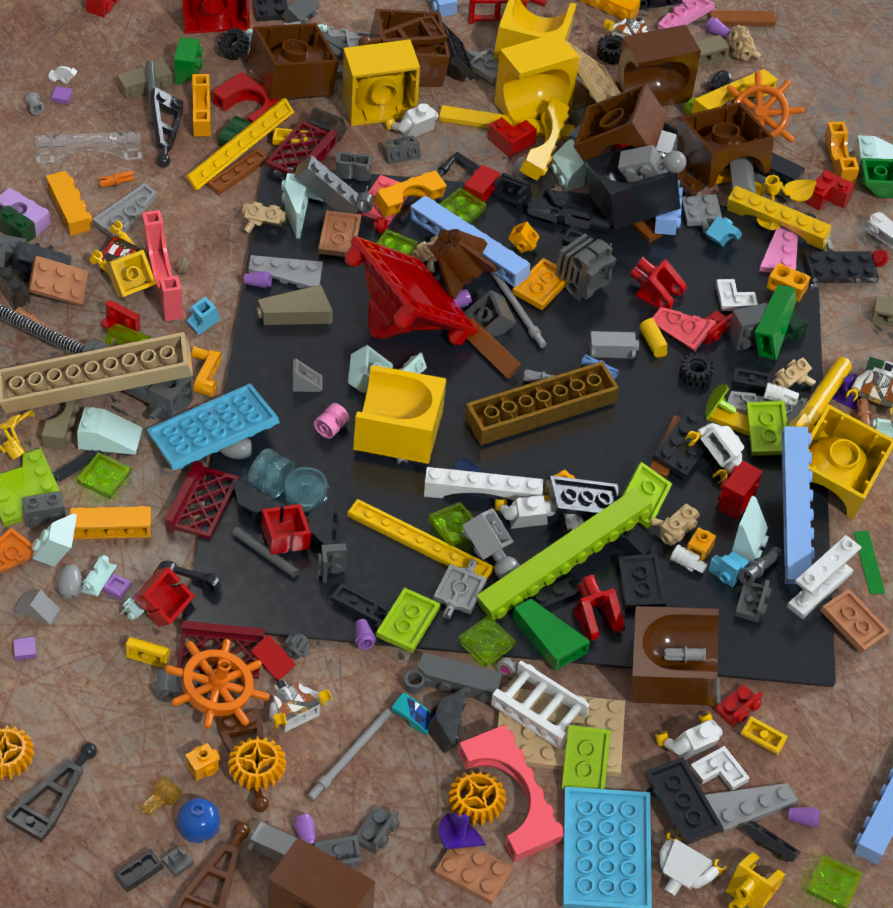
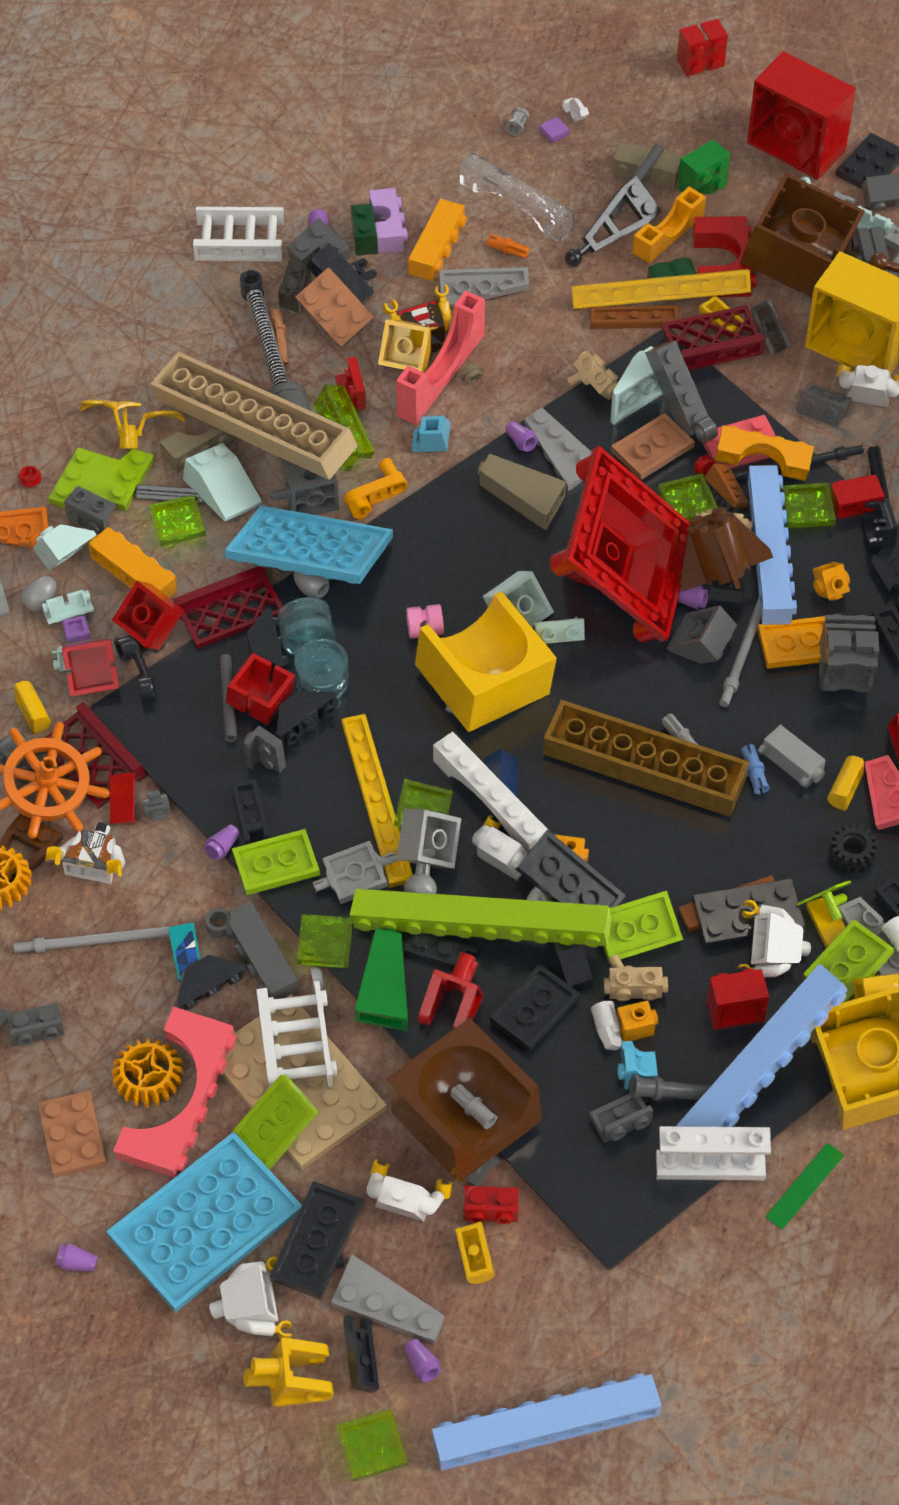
camera: 50 degrees right, 5 degrees up
(161, 540) = (148, 615): none -> red brick
(229, 38) = (769, 180): black tyre -> none
(305, 378) = (449, 562): light grey slope -> none
(353, 166) = (742, 386): dark grey brick -> none
(405, 226) = (726, 485): none -> dark orange slope
(457, 833) = (93, 1089): dark purple shield -> none
(493, 351) = (664, 670): dark orange tile -> none
(722, 764) = (401, 1239): white plate -> none
(751, 533) = (688, 1047): light aqua slope -> none
(855, 621) = (705, 1226): nougat plate -> none

